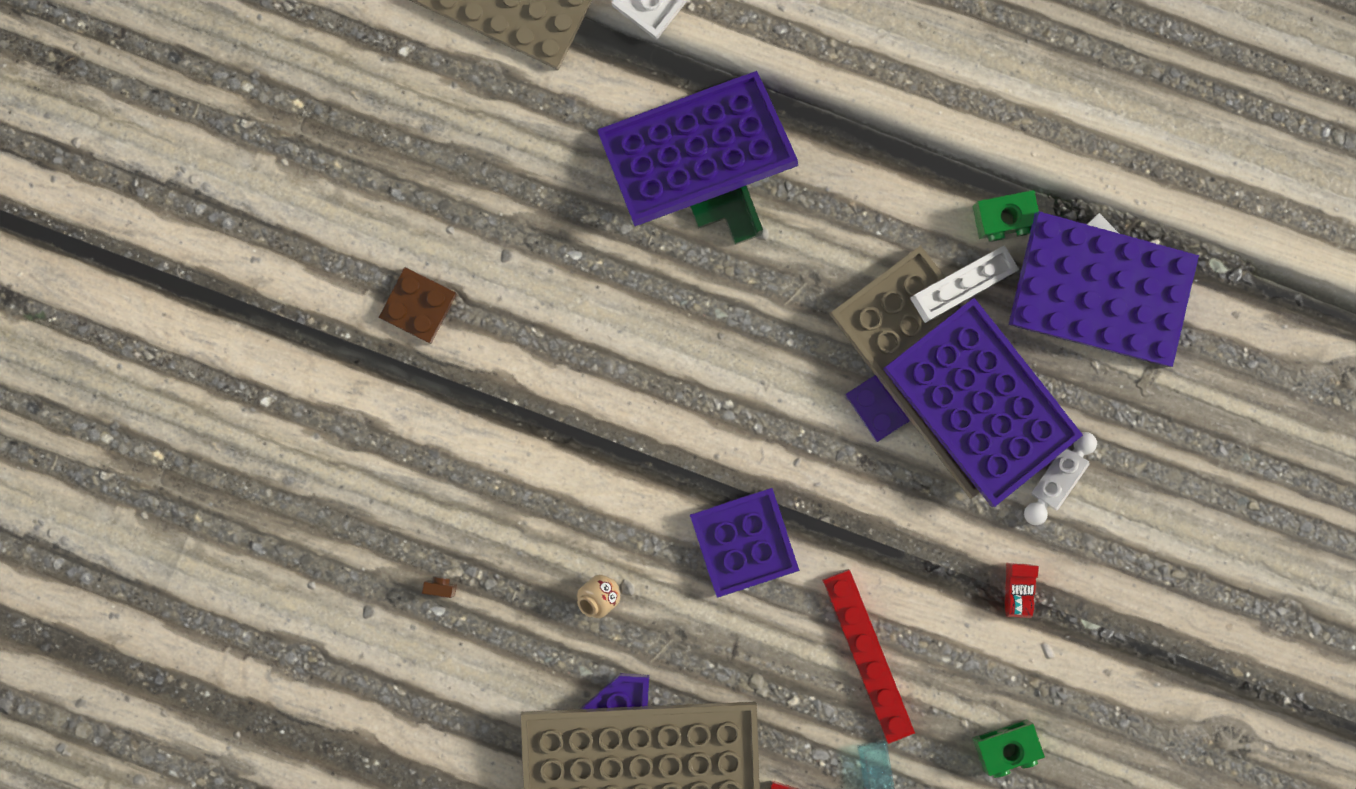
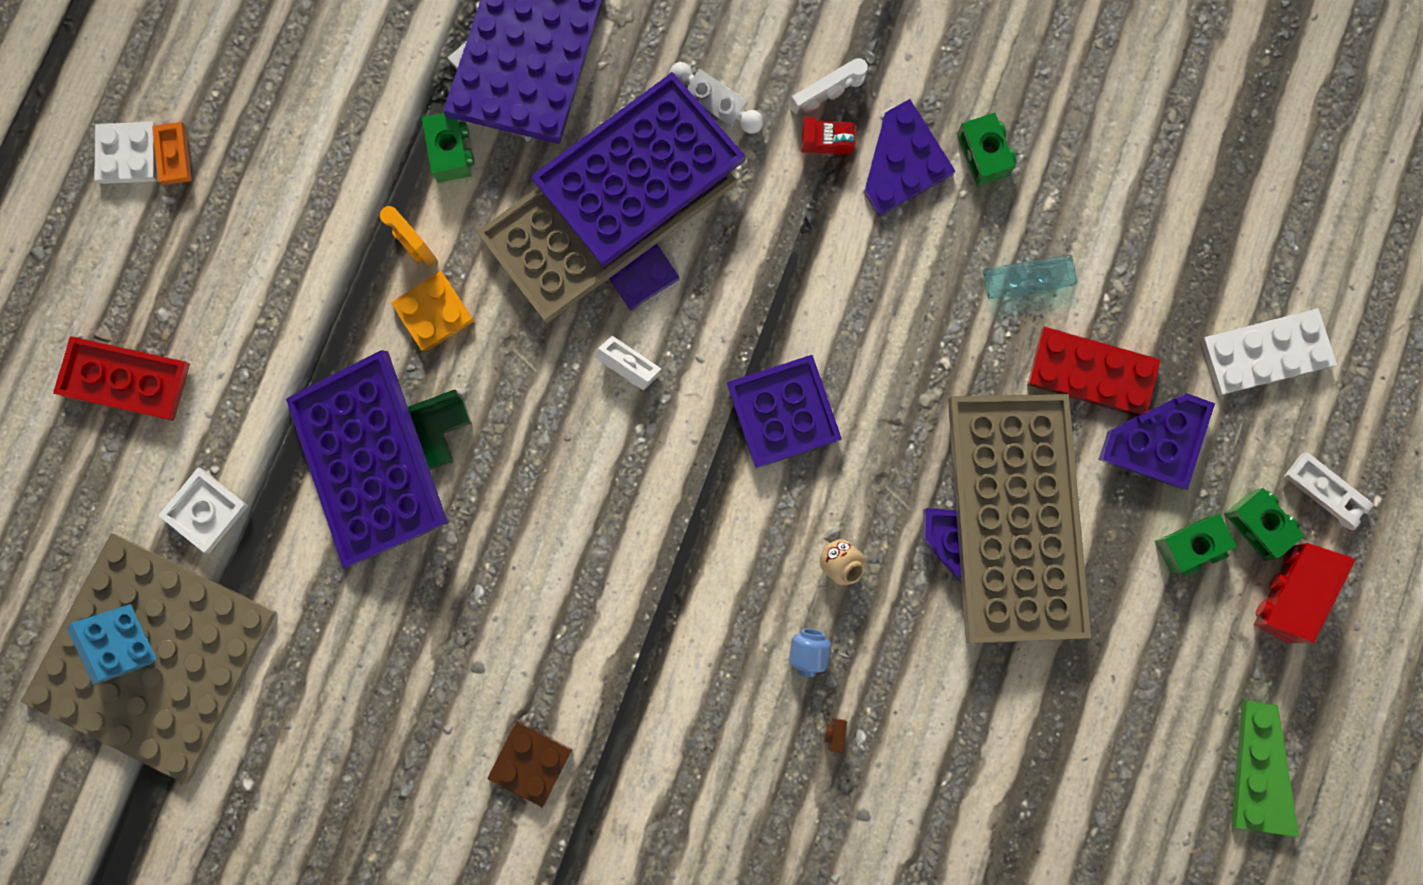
camera: 90 degrees left, 5 degrees down
(515, 564) = (810, 652): none -> medium blue head
(791, 392) = (627, 363): none -> white plate
(842, 205) = (432, 312): none -> light orange plate
(868, 656) = (897, 287): red plate -> none
(908, 184) = (407, 236): none -> light orange plate
(964, 284) = (517, 187): white plate -> none
(998, 665) = (904, 160): none -> dark purple plate
(1071, 591) = (829, 87): none -> white plate

